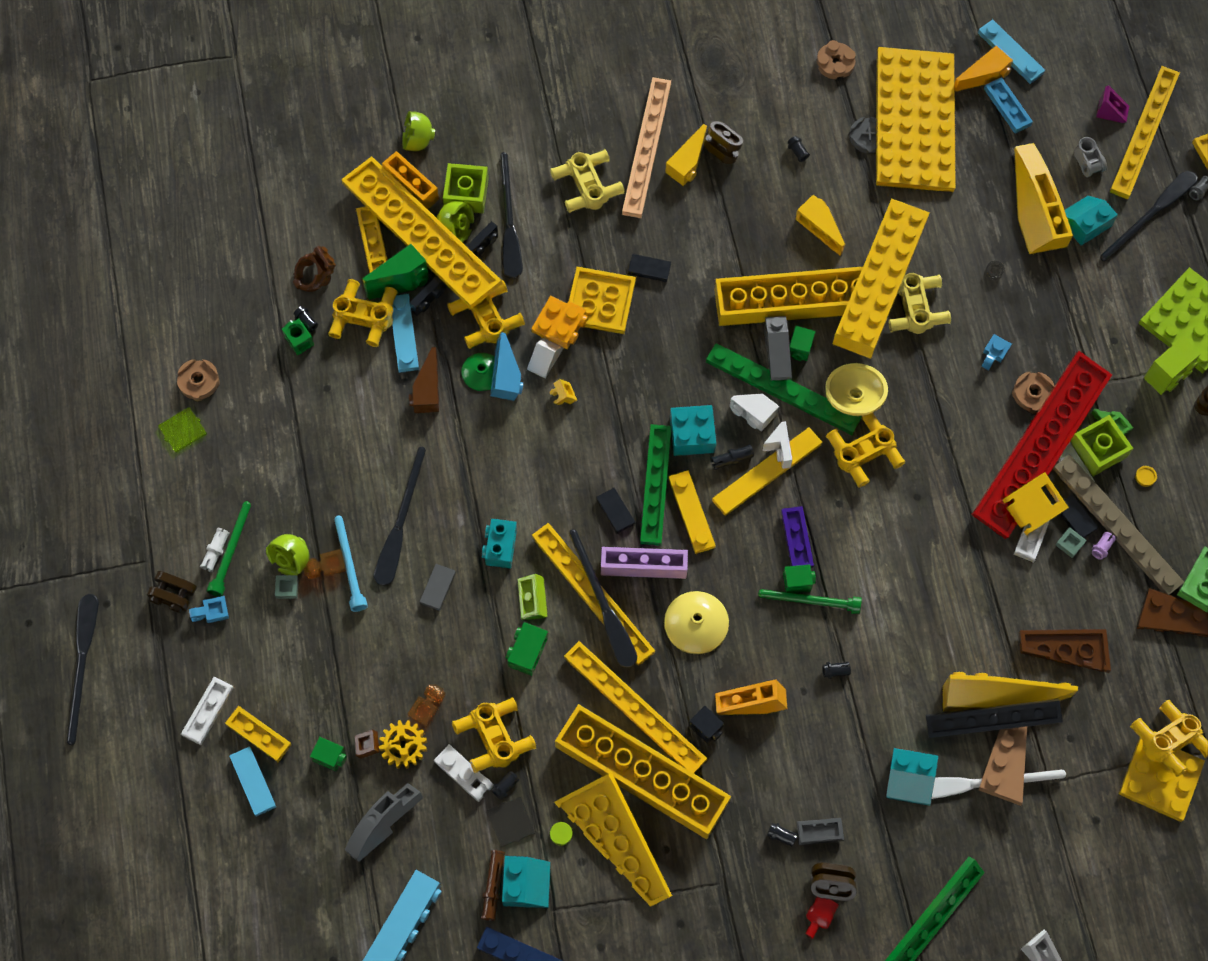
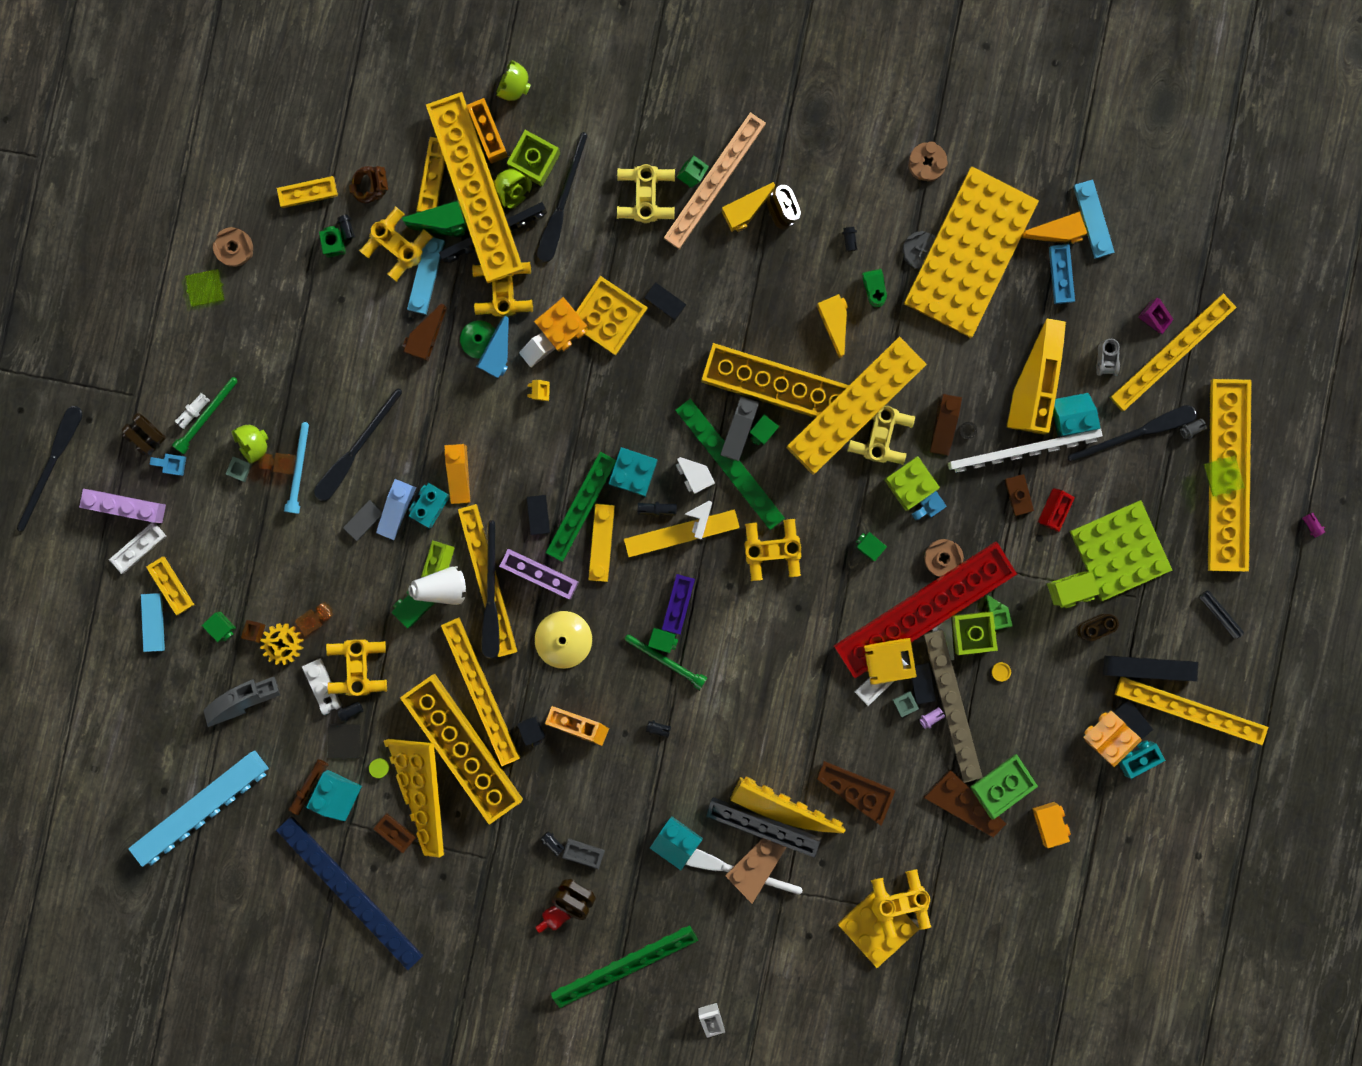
camera: 30 degrees right, 20 degrees up
(176, 671) = (122, 506): none -> lavender brick
(253, 301) = (307, 192): none -> yellow plate
(466, 561) = (395, 508): none -> light blue slope
(516, 500) = (457, 473): none -> light orange slope
(550, 612) = (440, 587): none -> white cone
(608, 895) = (394, 833): none -> reddish brown plate
(623, 144) = (692, 171): none -> green brick
(843, 180) = (875, 284): none -> green piece
(860, 382) = (791, 483): light yellow dish -> none
(958, 407) = (870, 546): none -> green brick
(967, 335) = (911, 483): none -> lime brick
(971, 270) = (945, 424): none -> reddish brown slope
(1052, 268) = (1032, 449): none -> white plate
(1073, 308) = (1019, 495): none -> reddish brown plate
(1115, 307) = (1056, 509): none -> red slope

